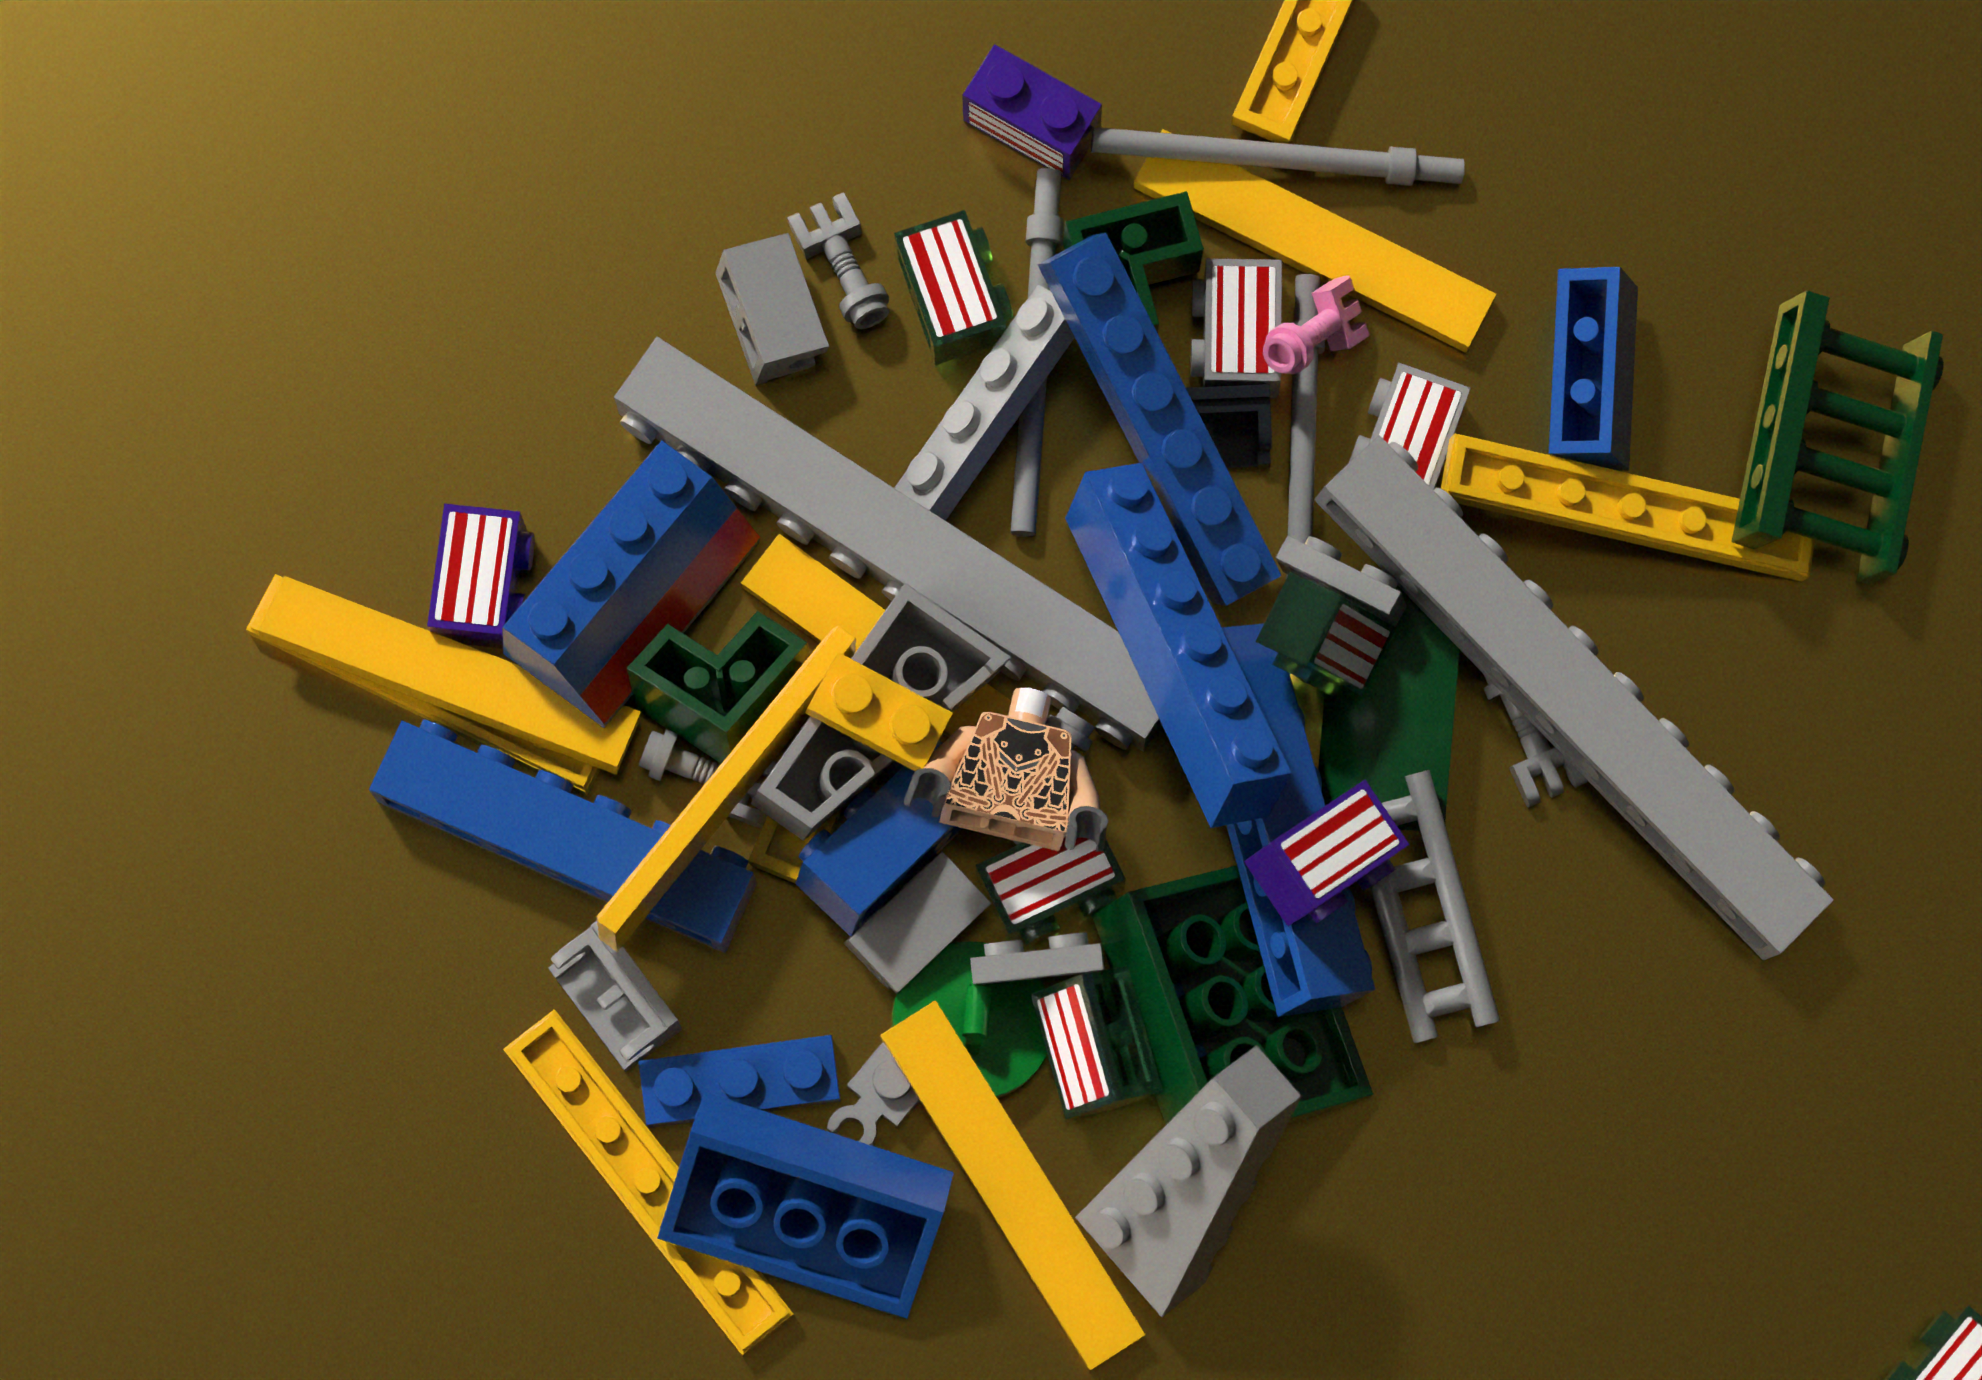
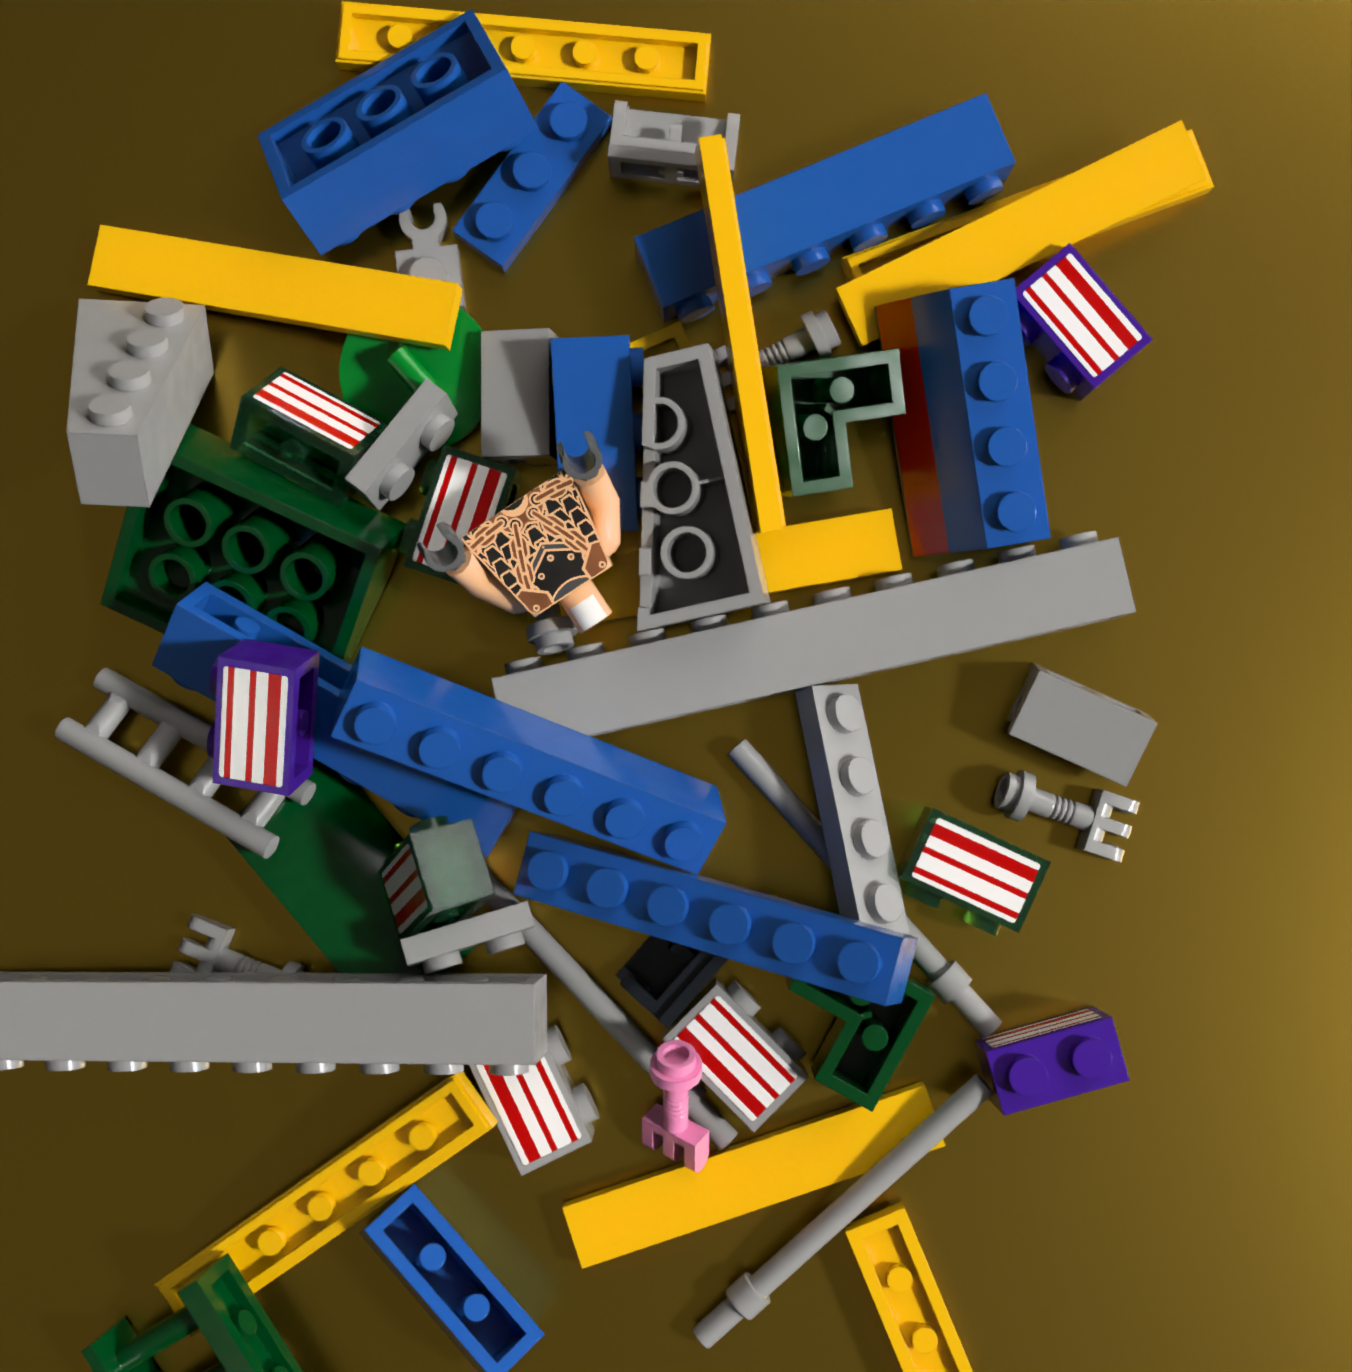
camera: 135 degrees right, 10 degrees up
(878, 712) = (682, 486): yellow plate -> none

